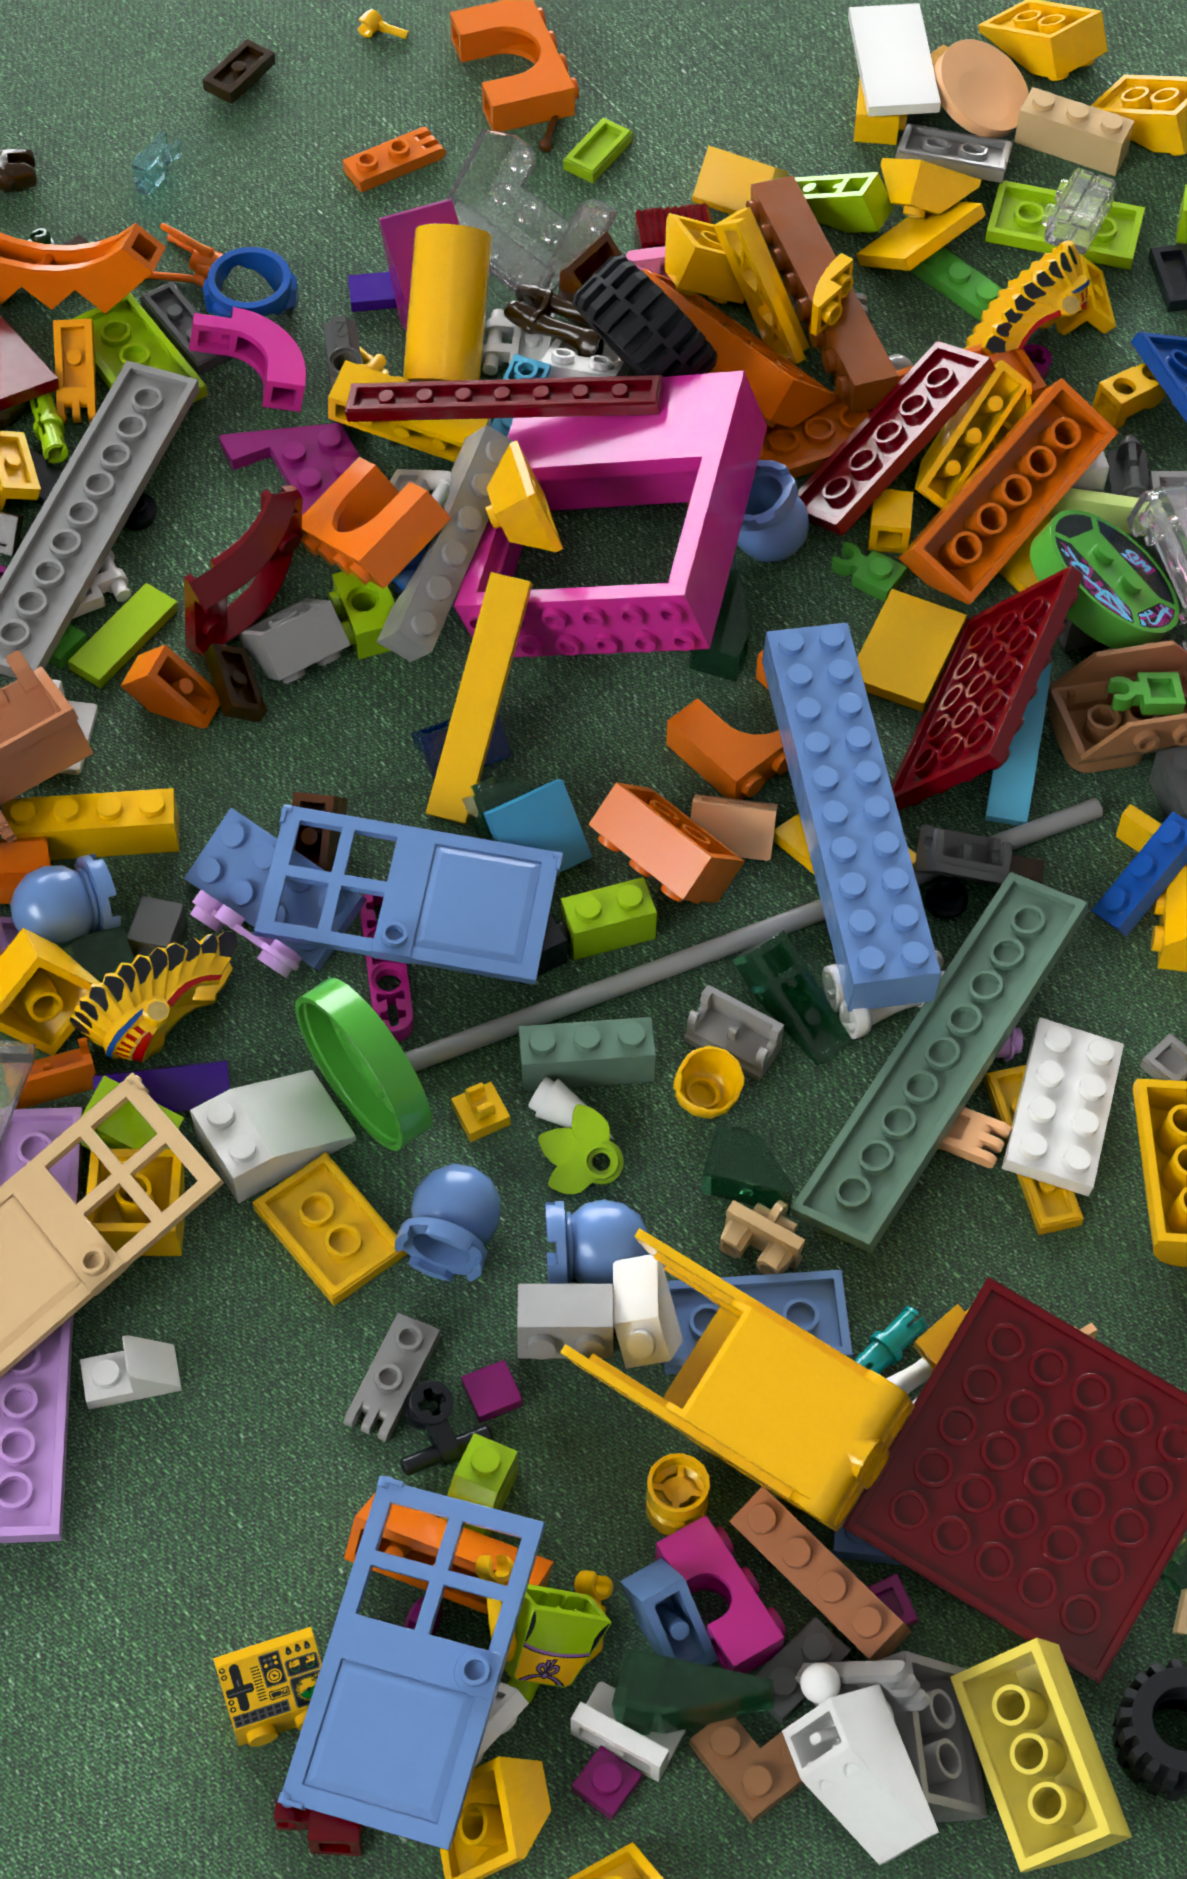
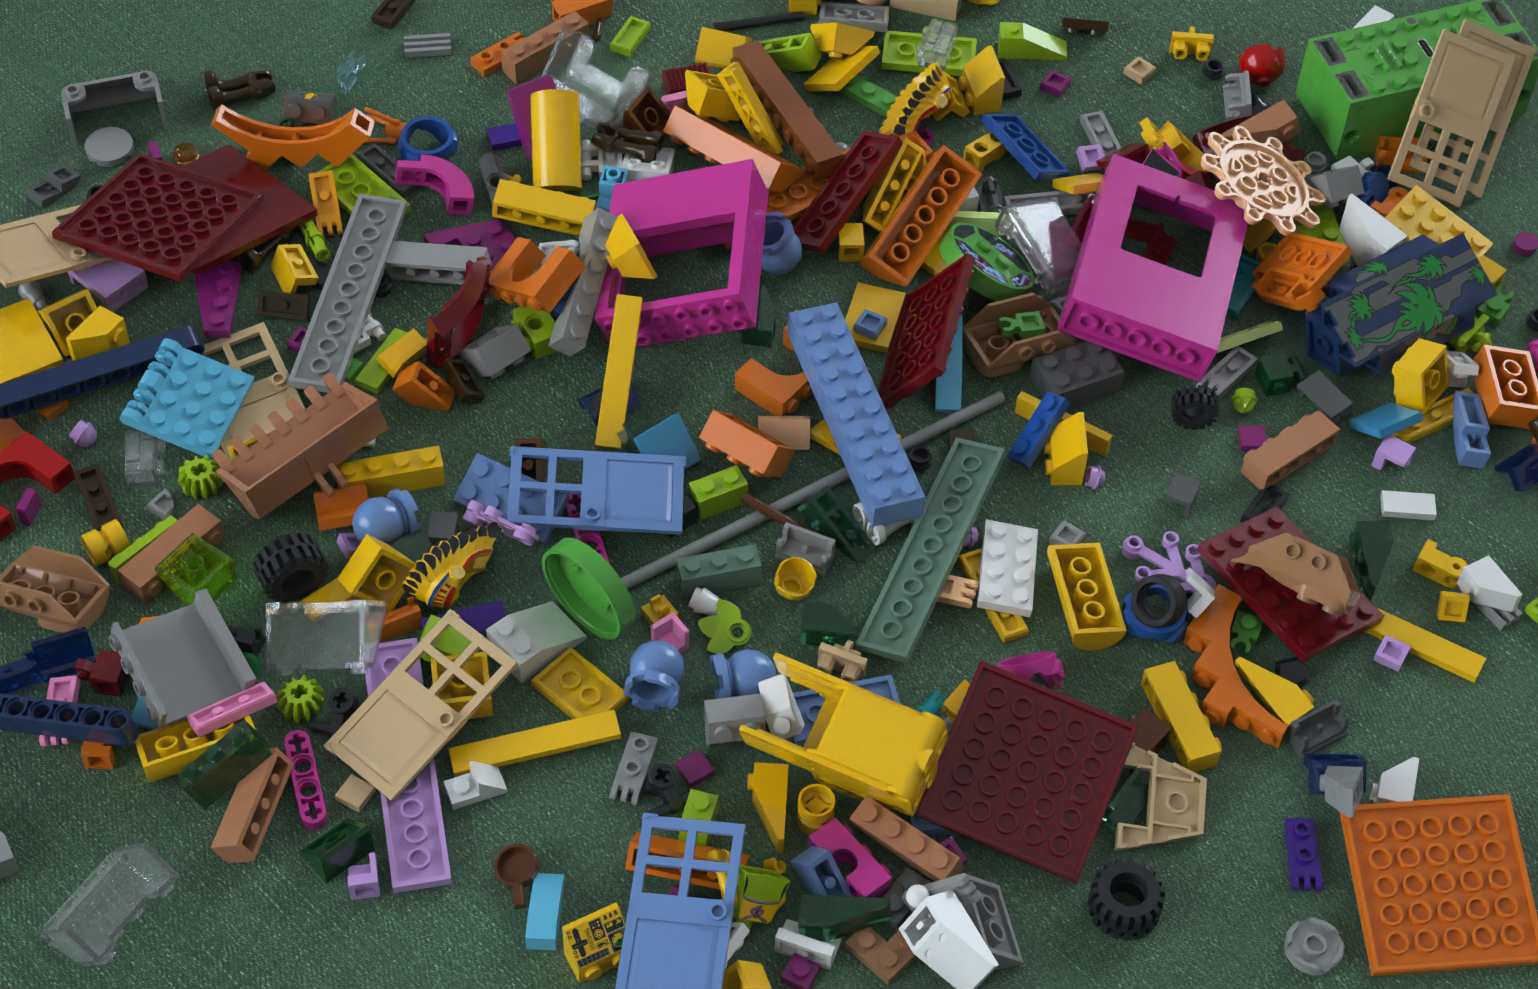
camera: 10 degrees left, 5 degrees down
(80, 213) = (309, 106): none -> flat silver brick
(148, 626) = (403, 353): none -> yellow panel
(169, 1531) = (517, 868): none -> reddish brown piece
(201, 1613) = (544, 912): none -> medium azure slope
(221, 481) = (431, 261): none -> light grey brick
(241, 1312) = (537, 742): none -> yellow tile
(281, 134) = (427, 45): none -> light grey tile
(434, 163) = (533, 52): none -> nougat brick
(490, 1152) = (672, 631): none -> bright pink panel
(505, 398) = (605, 191): dark red tile -> none
(607, 1455) = (770, 798): none -> yellow slope
(642, 322) = (683, 137): black tyre -> none
(694, 967) = (770, 511): none -> reddish brown bar
(804, 145) = (759, 21): none -> black bar
(832, 286) = (795, 105): yellow slope -> none
(871, 574) = (842, 275): bright green plate -> none
(900, 662) = (870, 324): none -> medium blue tile
(962, 856) = (926, 432): dark grey hinge -> none
(1040, 1756) = (1048, 923): light yellow slope -> none
(1089, 1284) = (1043, 663): none -> dark pink piece
(1144, 280) = (983, 82): none -> yellow slope

